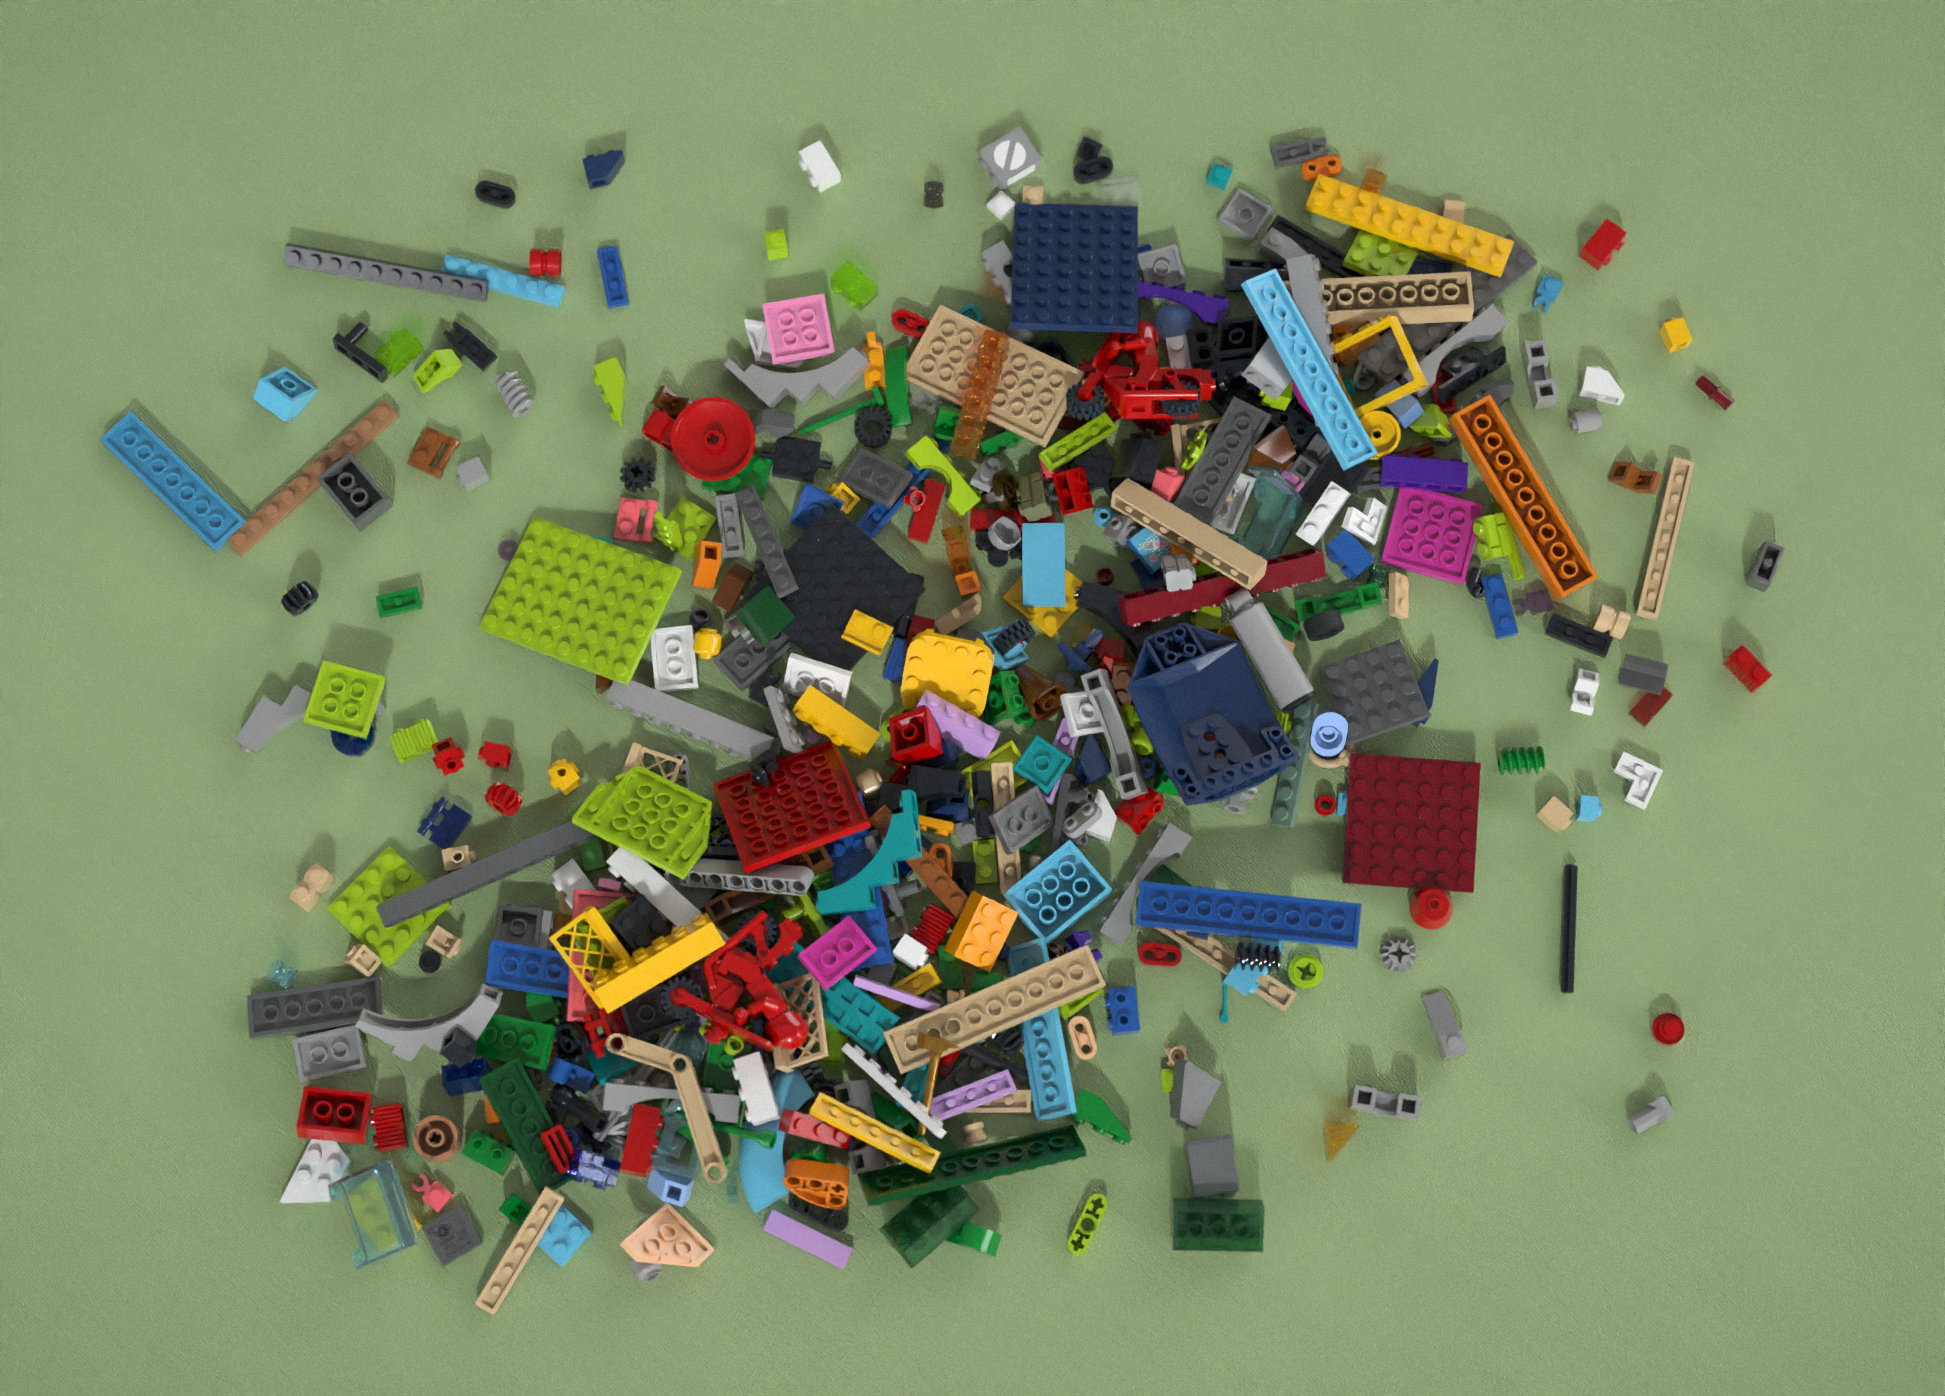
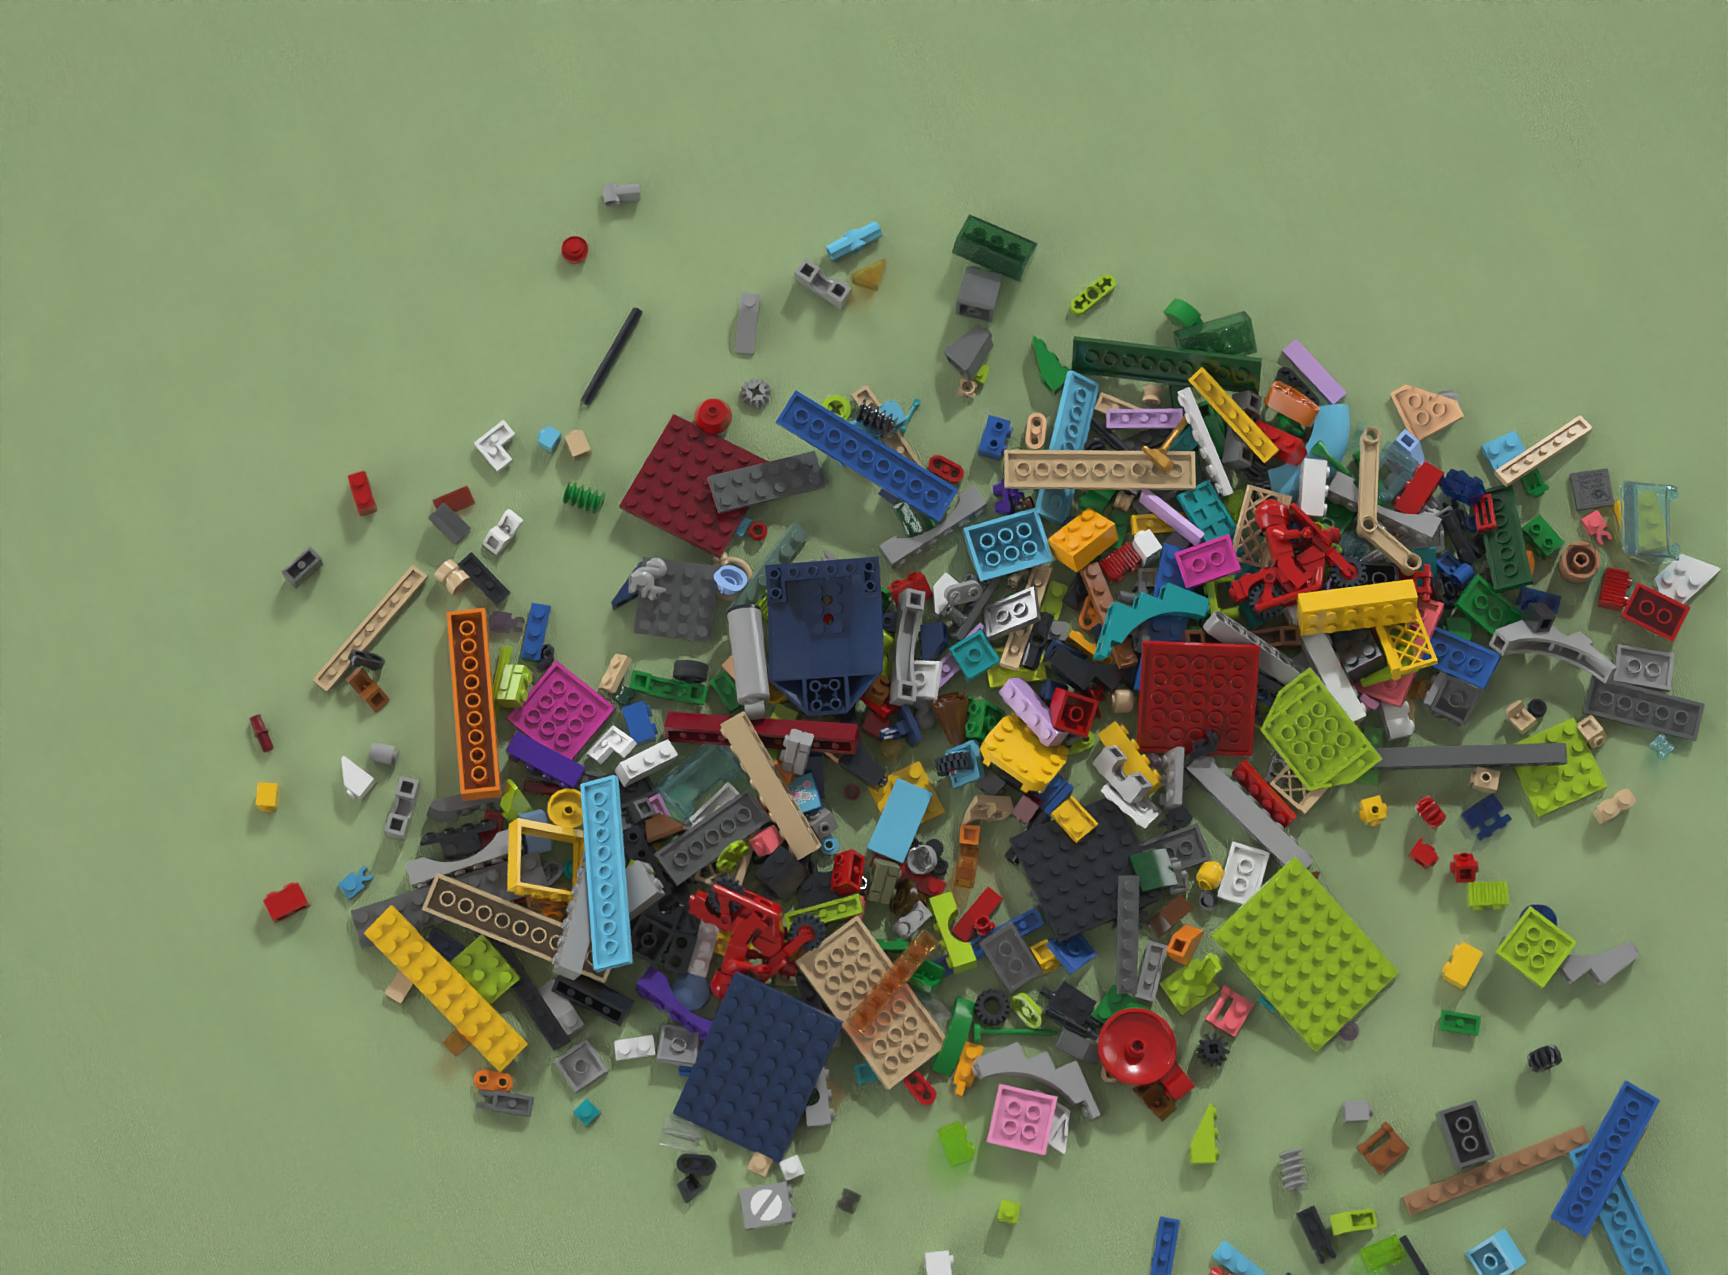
camera: 160 degrees left, 0 degrees up
(205, 525) = (1604, 1158): none -> blue plate
(416, 659) = (1462, 965): none -> yellow brick
(683, 748) = (1264, 794): none -> red plate
(789, 437) = (1069, 1023): none -> black piece
(837, 438) = (1028, 1010): none -> lime plate
(851, 700) = (1110, 765): none -> light grey arch
(1202, 251) = (634, 1048): none -> white plate
(1342, 852) = (766, 482): none -> dark grey plate
(1374, 1171) = (854, 241): none -> medium azure piece
(1416, 687) = (643, 578): none -> light grey animal
(1652, 502) = (366, 659): none -> black plate

